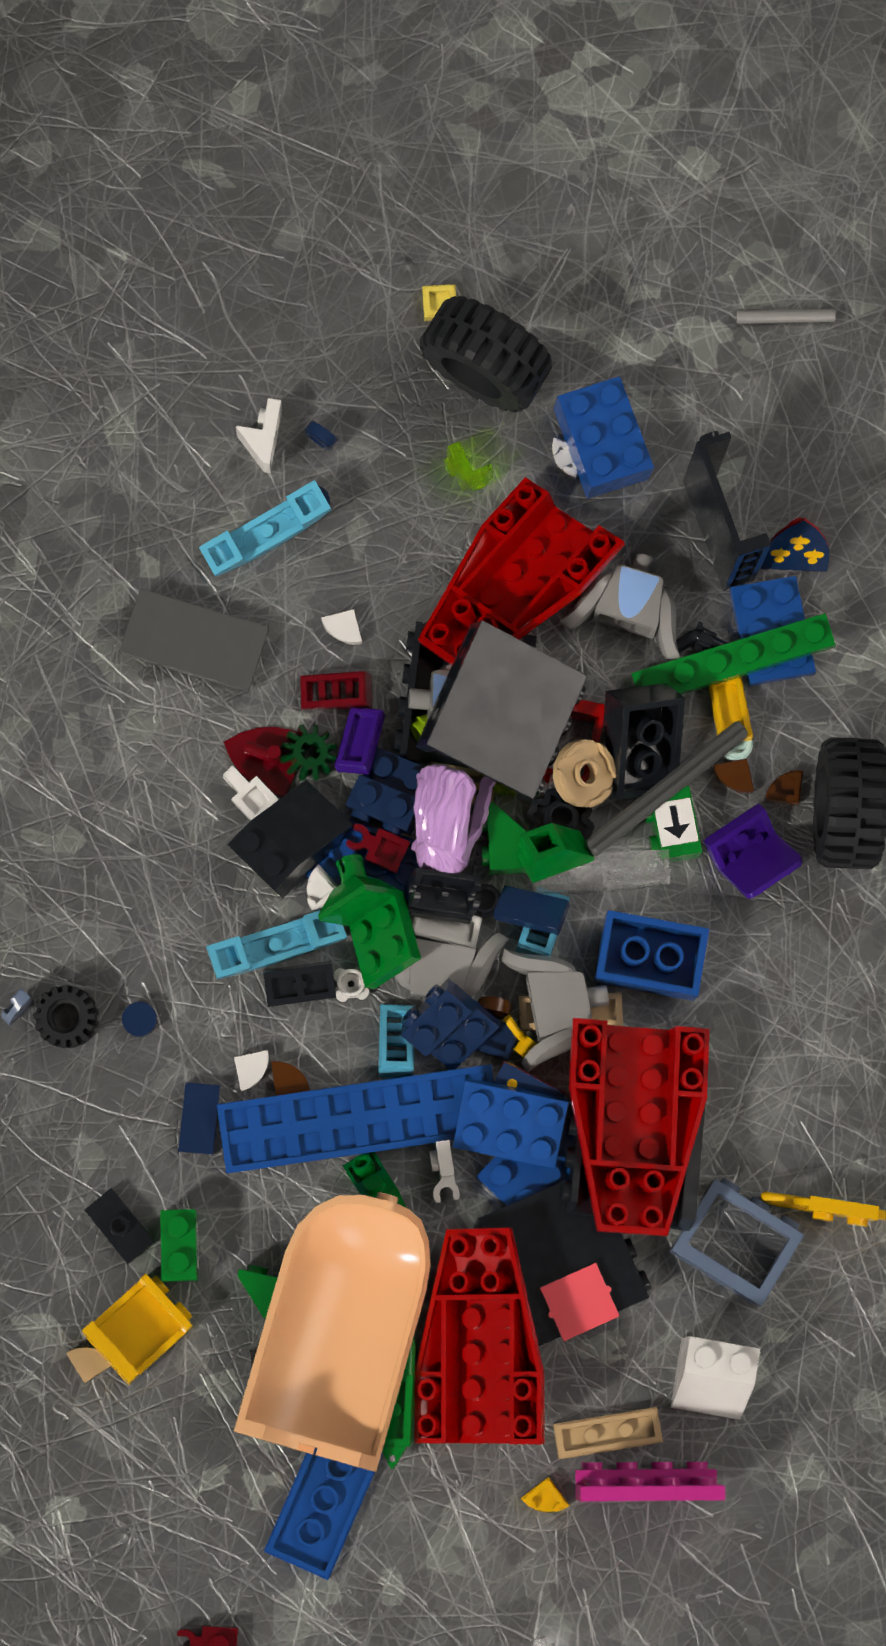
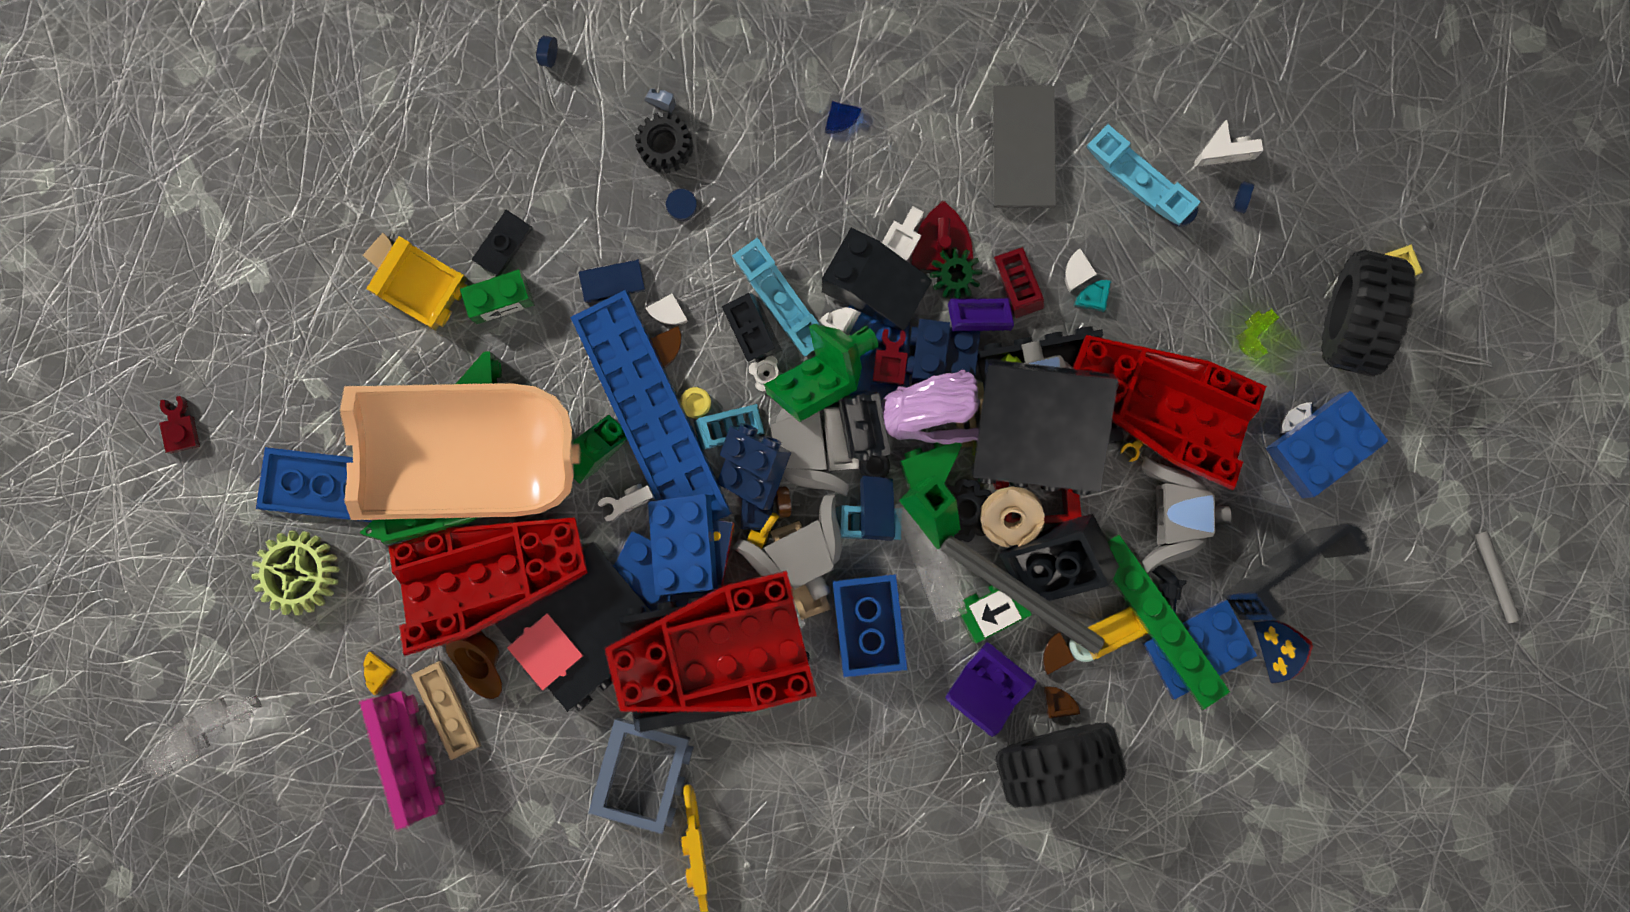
camera: 80 degrees right, 5 degrees up
(98, 820) = (841, 117): none -> clear blue tile
(359, 1068) = (695, 402): none -> light yellow tile
(375, 619) = (1094, 296): none -> teal tile
(386, 1539) = (292, 584): none -> yellowish green gear
(545, 626) = (1136, 445): none -> yellow hand
(573, 1382) = (476, 663): none -> reddish brown piece
(714, 1377) = (518, 789): white slope -> none

